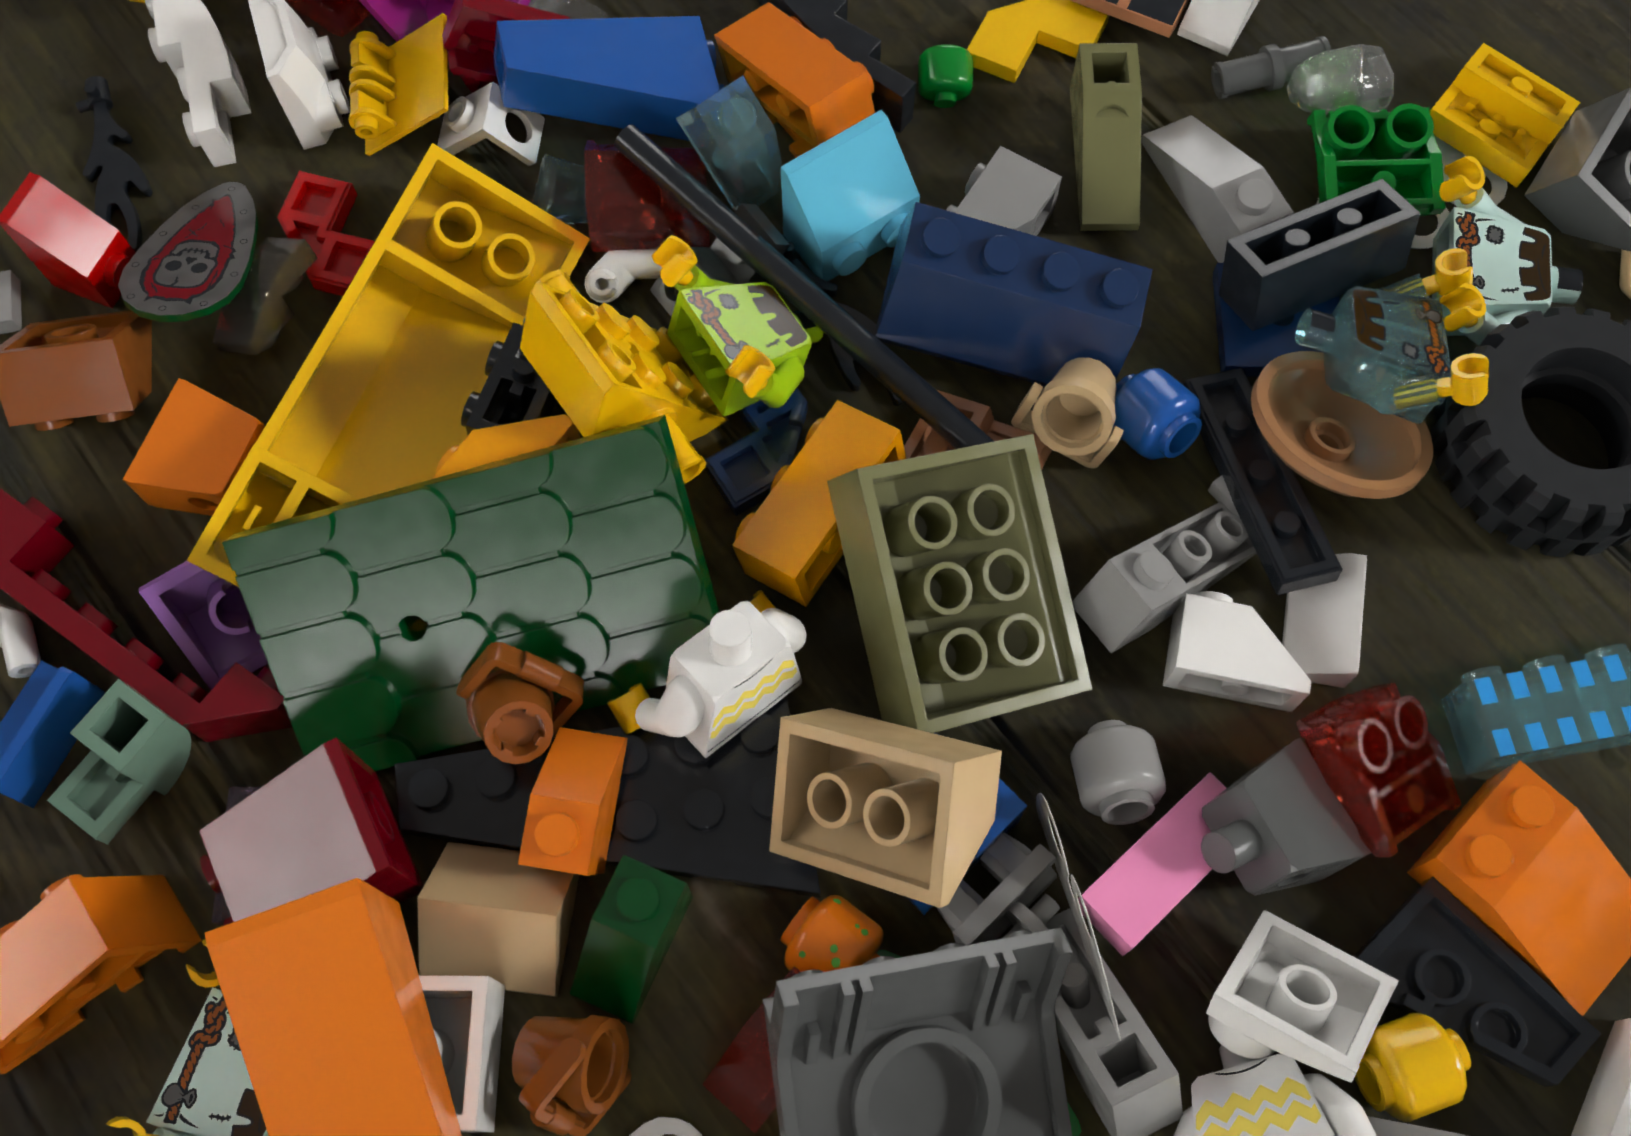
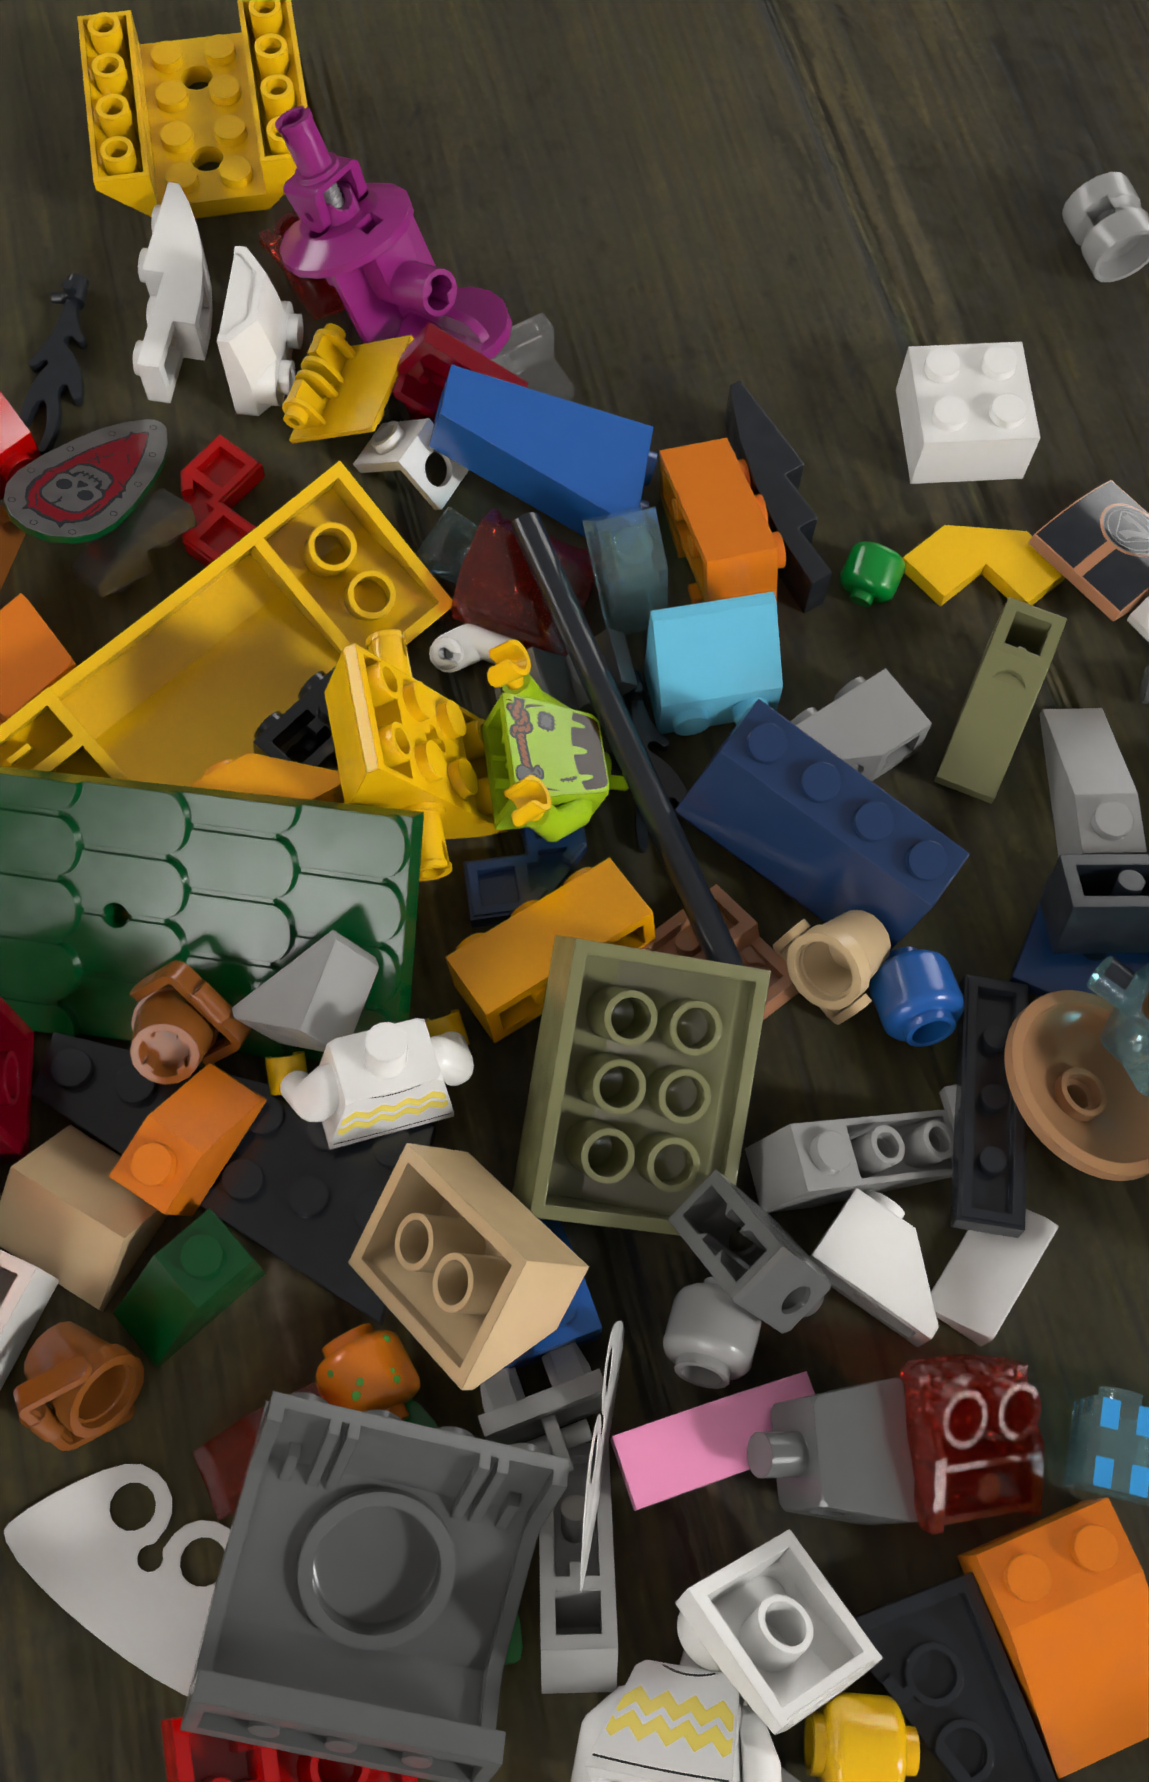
camera: 20 degrees right, 0 degrees up
(632, 626) = (312, 996): none -> light grey slope
(1146, 689) = (770, 1277): none -> dark grey torso

